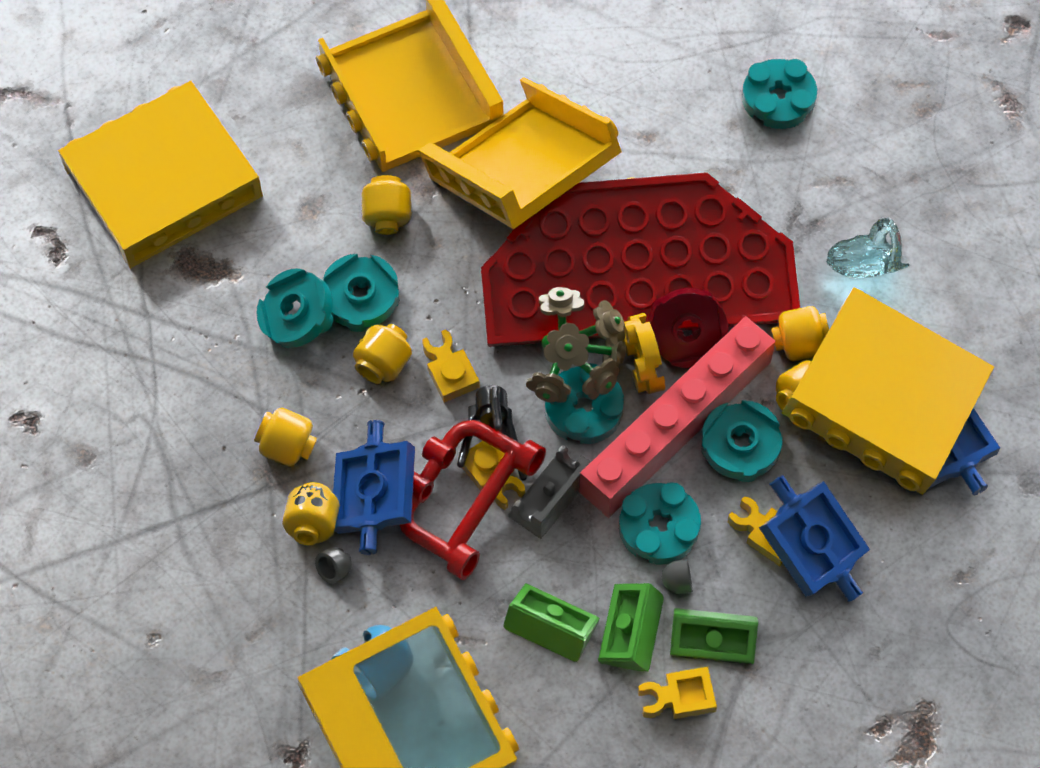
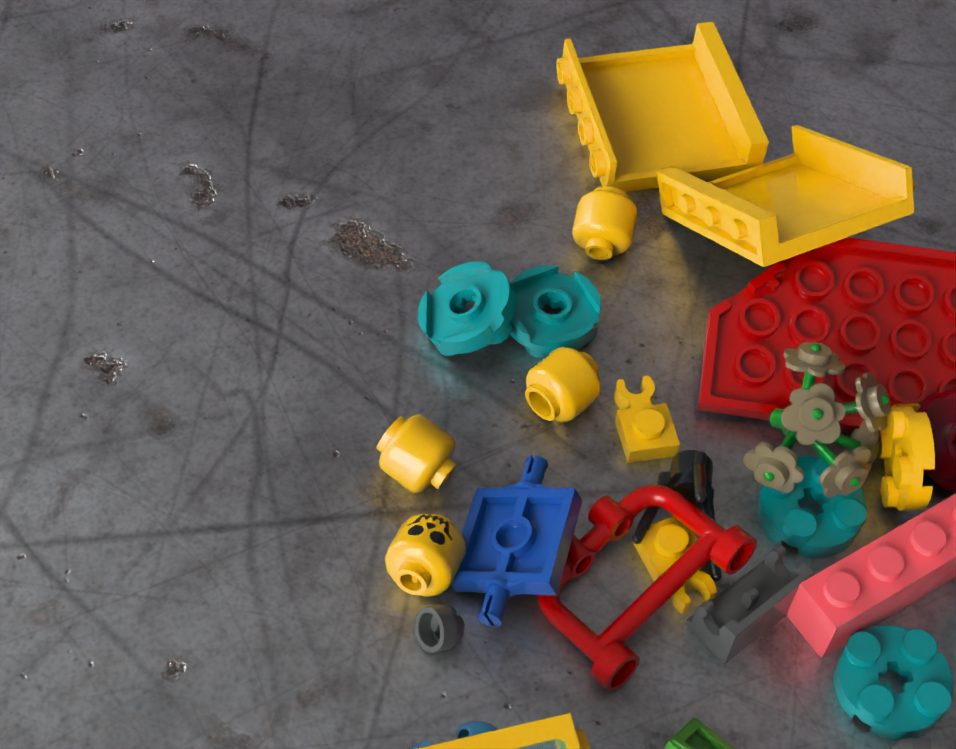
camera: 10 degrees right, 10 degrees down
(161, 173) = (350, 137): yellow panel -> none

